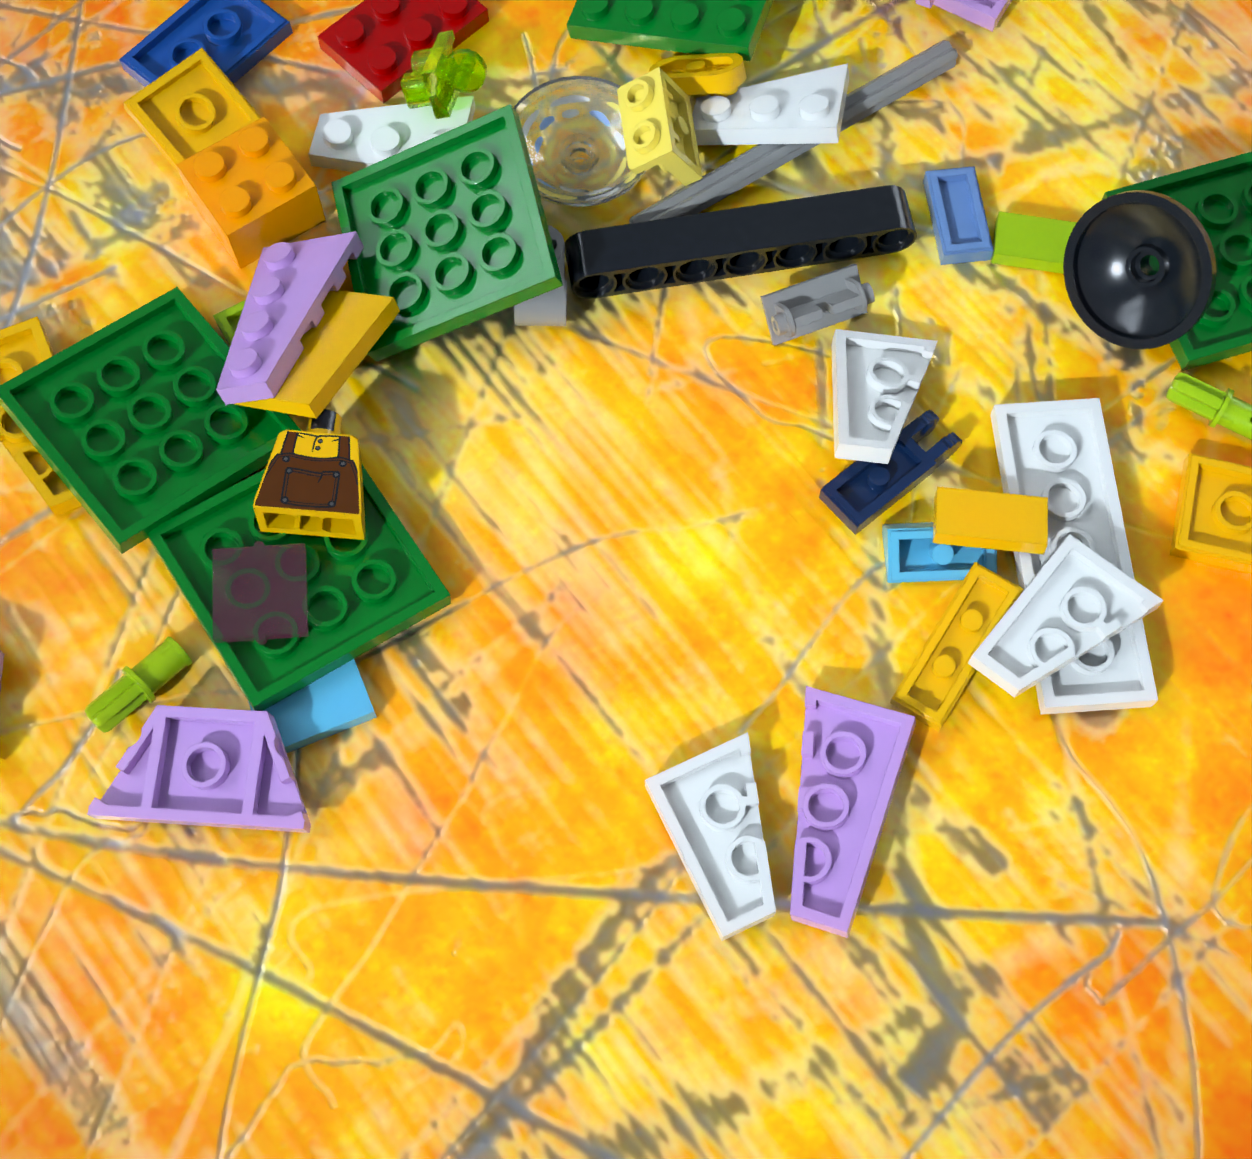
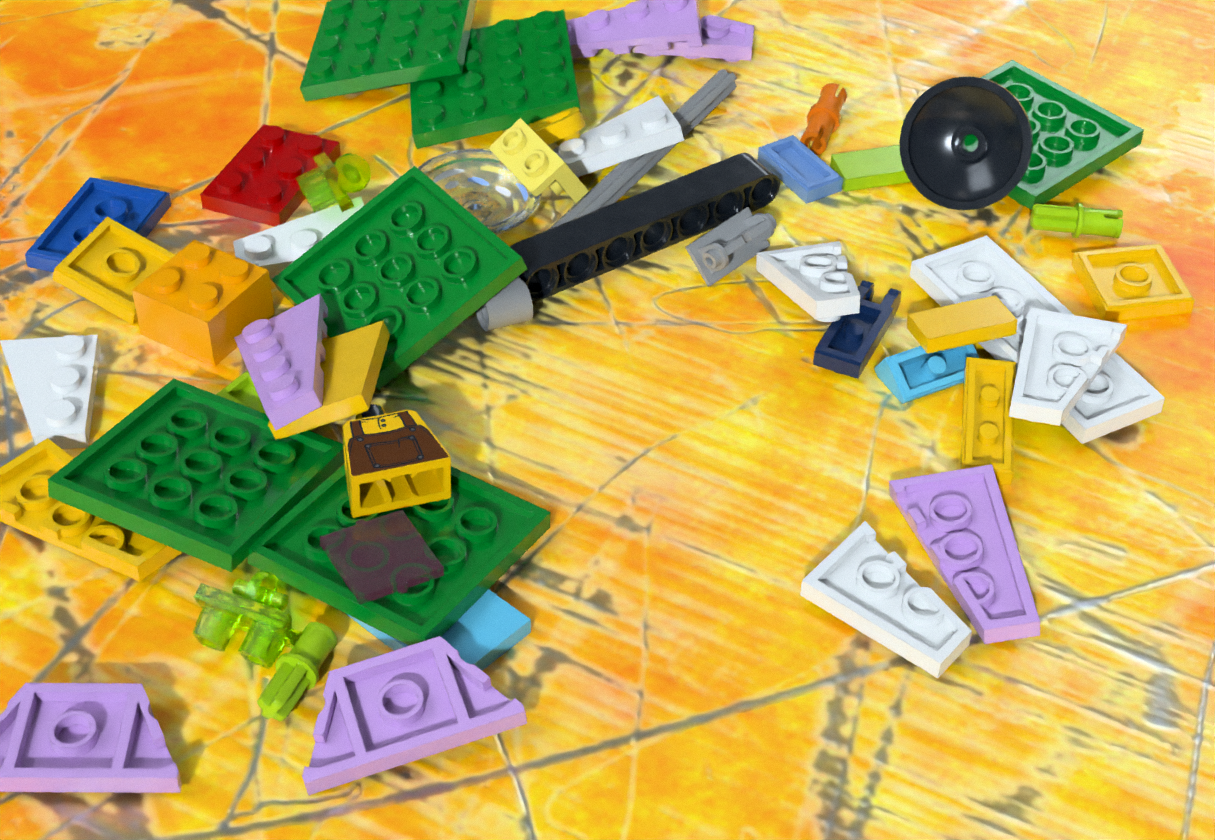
camera: 25 degrees left, 25 degrees down
(80, 244) = (56, 385): none -> white wing
(128, 601) = (253, 609): none -> clear neon green hips
(1021, 153) = (824, 118): none -> orange pin

